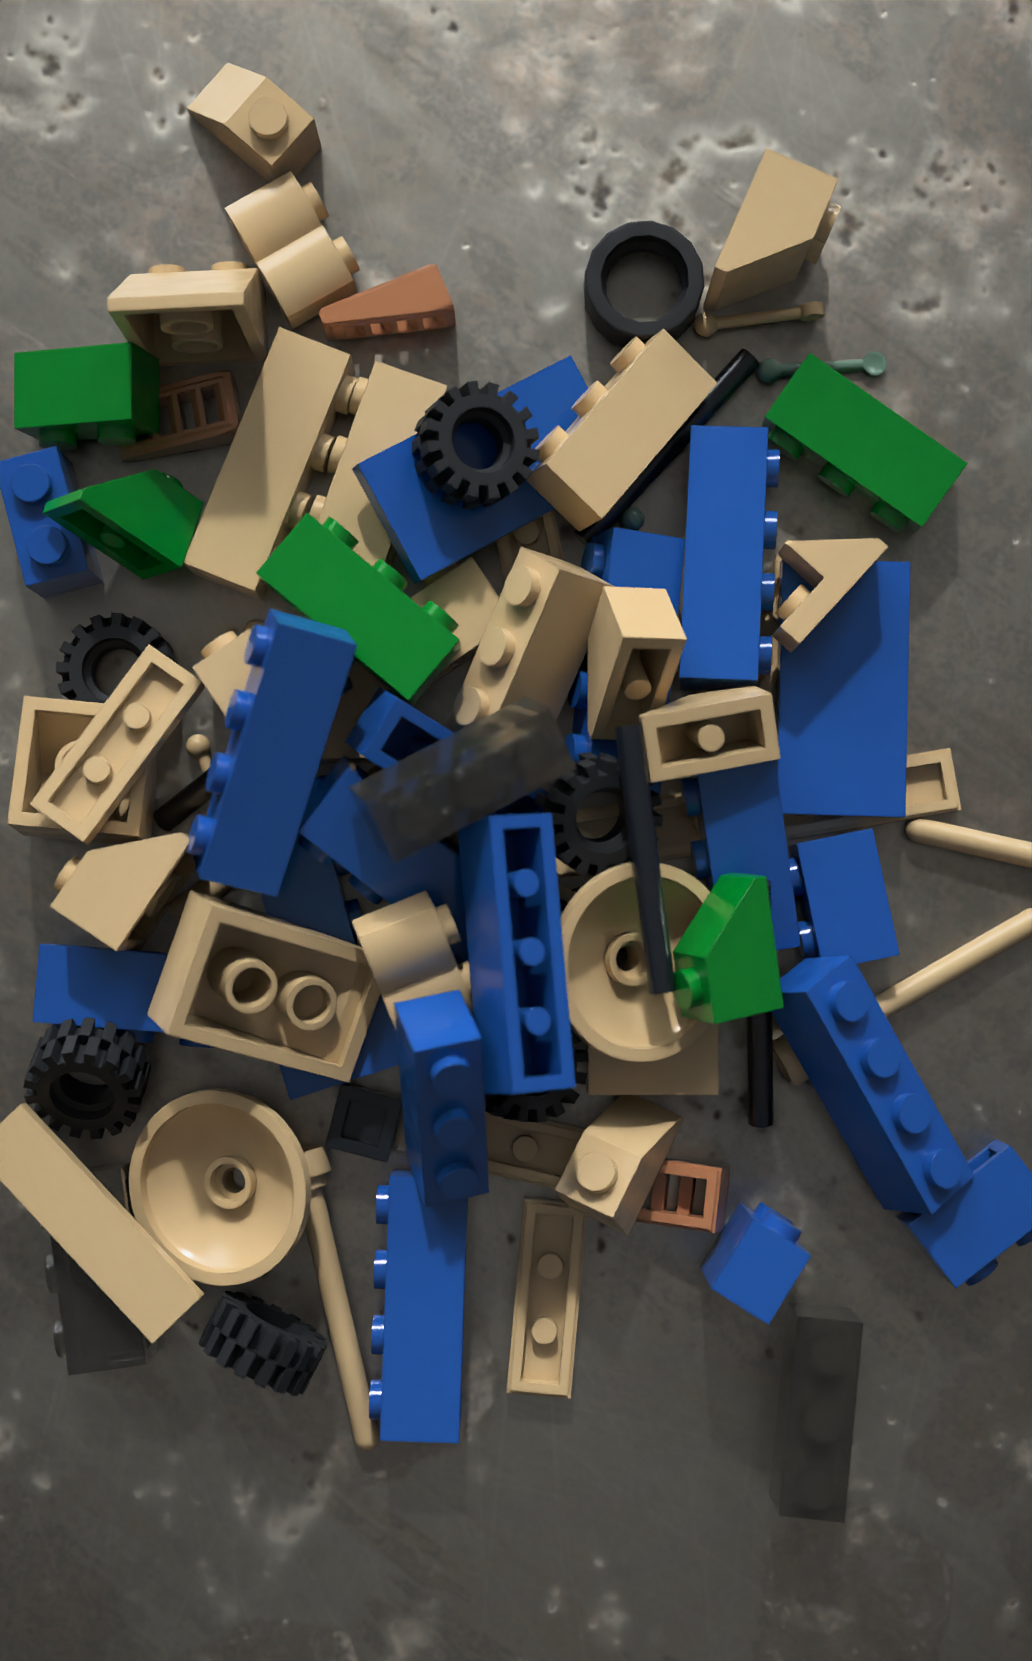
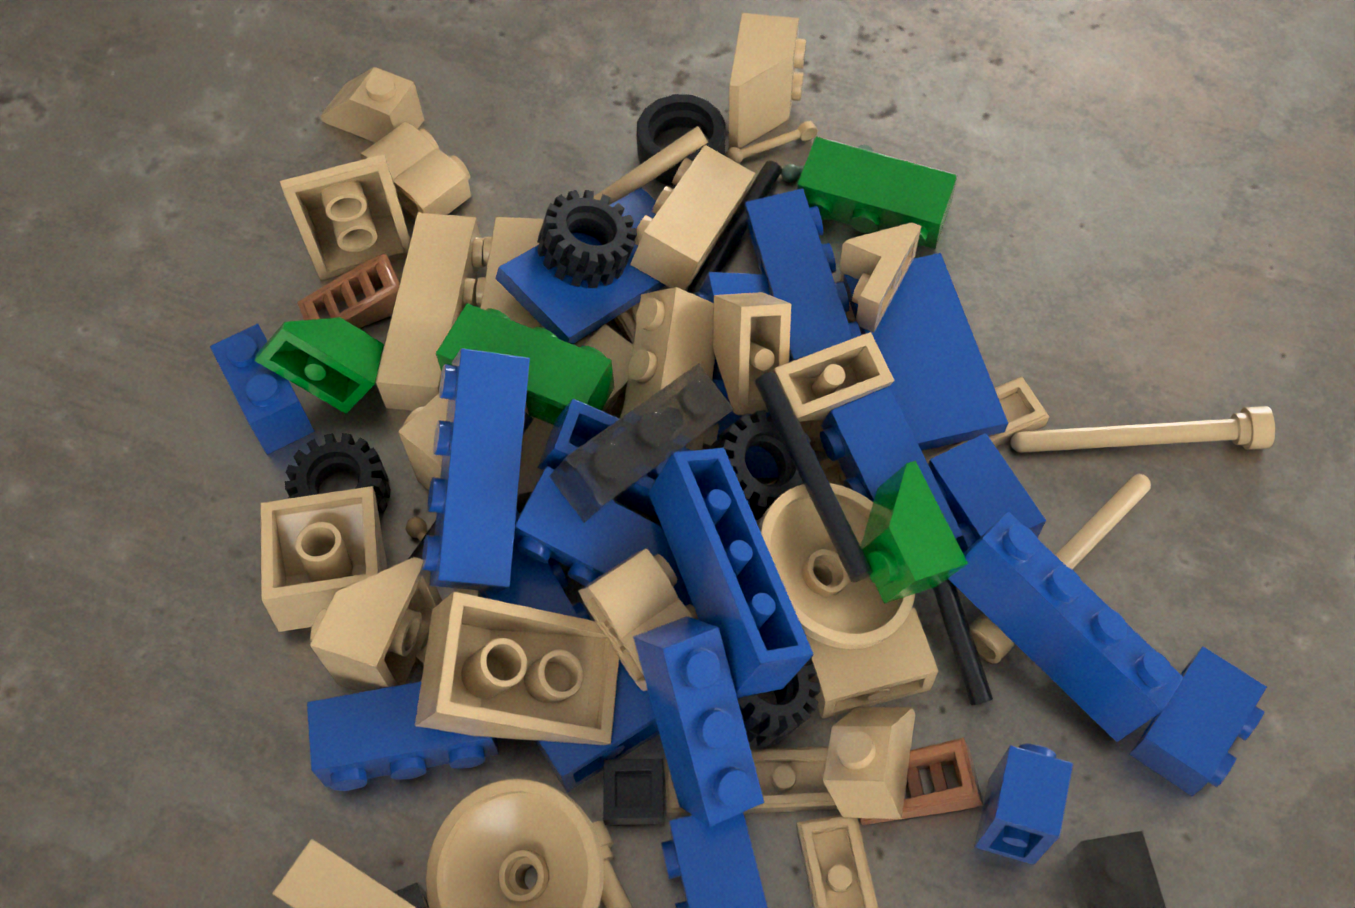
camera: 15 degrees left, 25 degrees down
(86, 394) = (277, 288): green brick -> none
(93, 1053) = (365, 843): black tyre -> none
(118, 745) = (345, 512): tan plate -> none
(397, 306) = (502, 191): nougat slope -> none
(577, 339) = (655, 165): none -> tan bar

